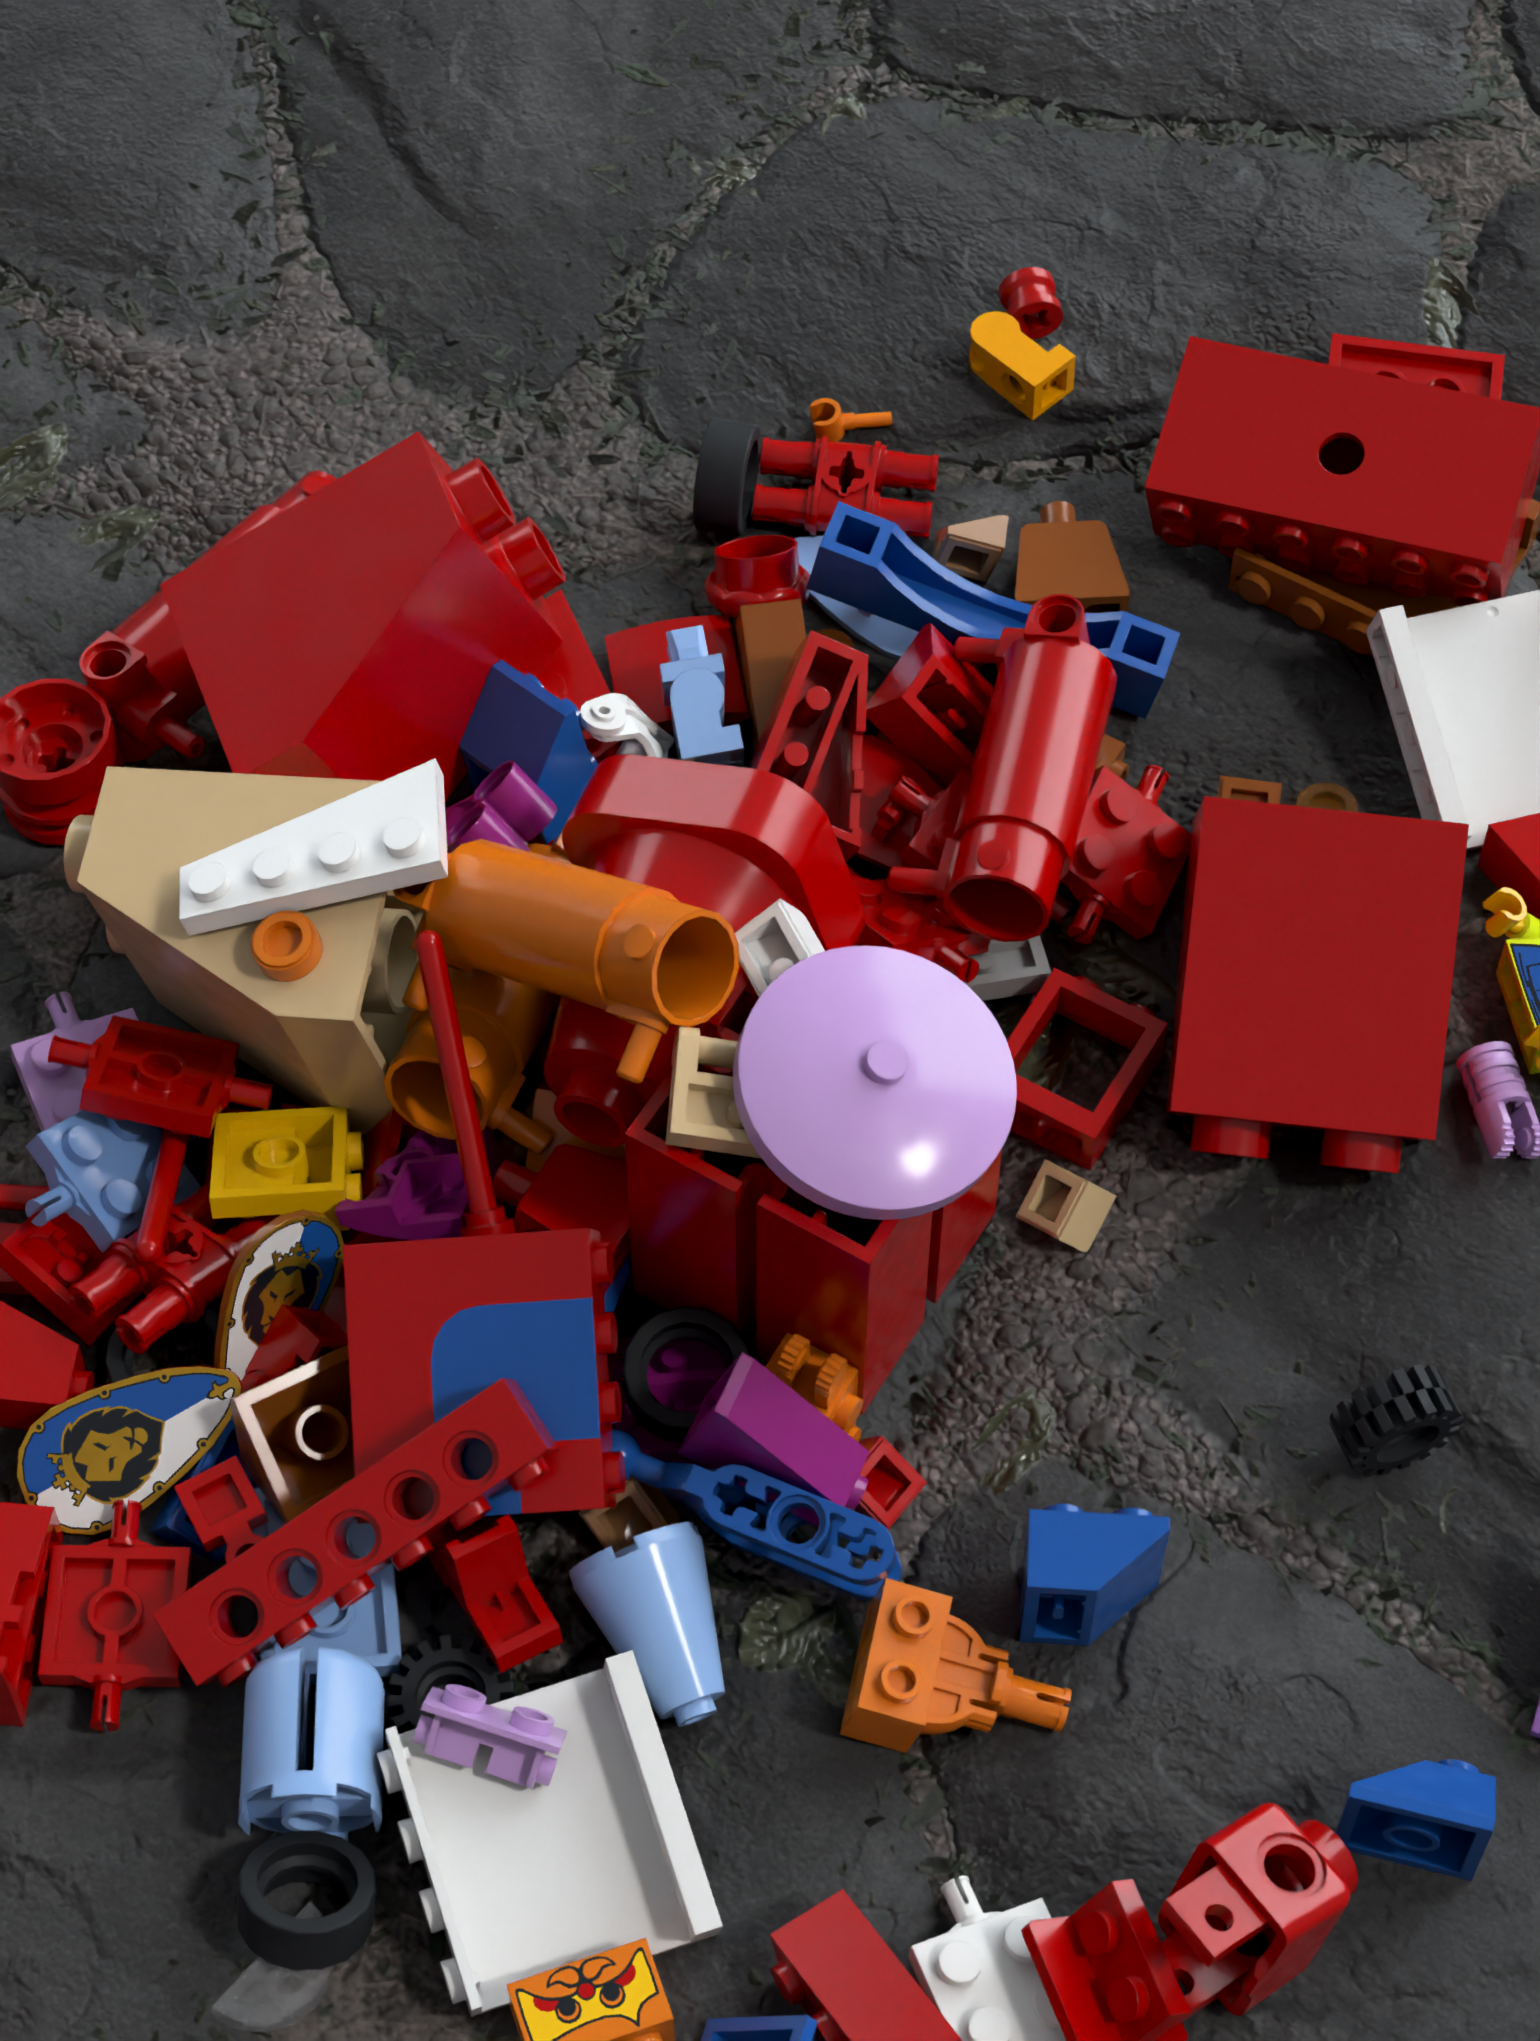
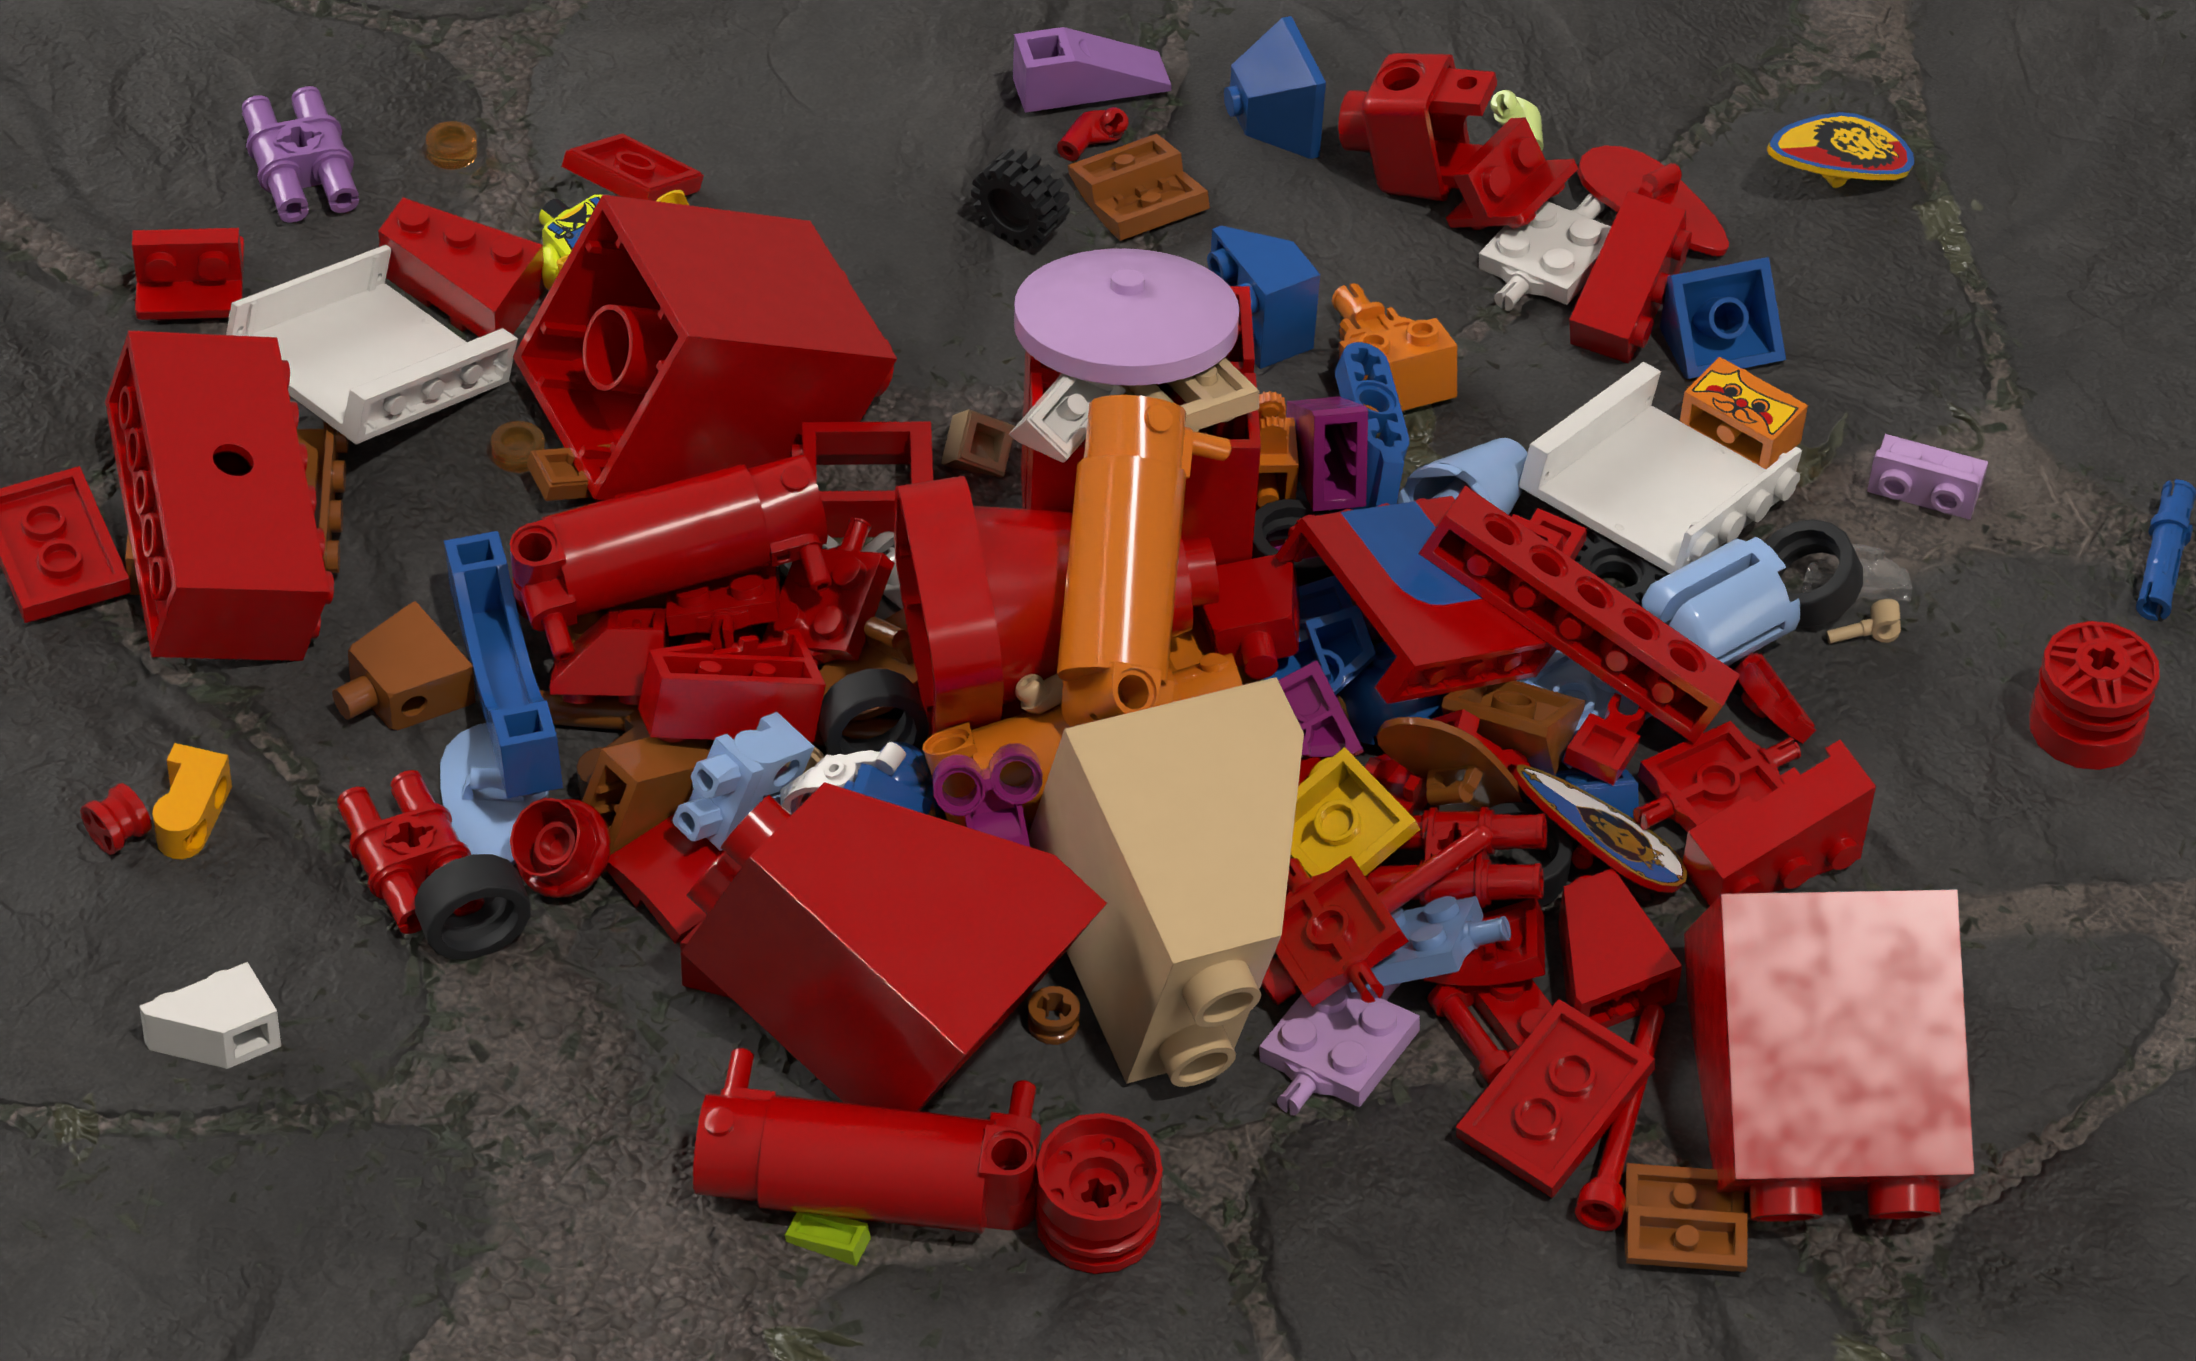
camera: 125 degrees left, 10 degrees down
(186, 1753) = (1769, 697): none -> red plate
(203, 1961) = (1883, 624): none -> tan hand
(286, 946) = (1250, 741): orange tile -> none
(340, 852) = (1160, 729): white wing -> none
(484, 1214) = (1306, 643): red piece -> none
(516, 1737) = (1633, 510): lavender hinge -> none
(749, 279) = (214, 1020): none -> white slope
(833, 423) = (328, 896): orange hand -> none
(972, 546) = (416, 738): medium nougat slope -> none
(1379, 1599) = (1138, 186): none -> dark orange slope
(1505, 1602) = (1092, 129): none -> red arm

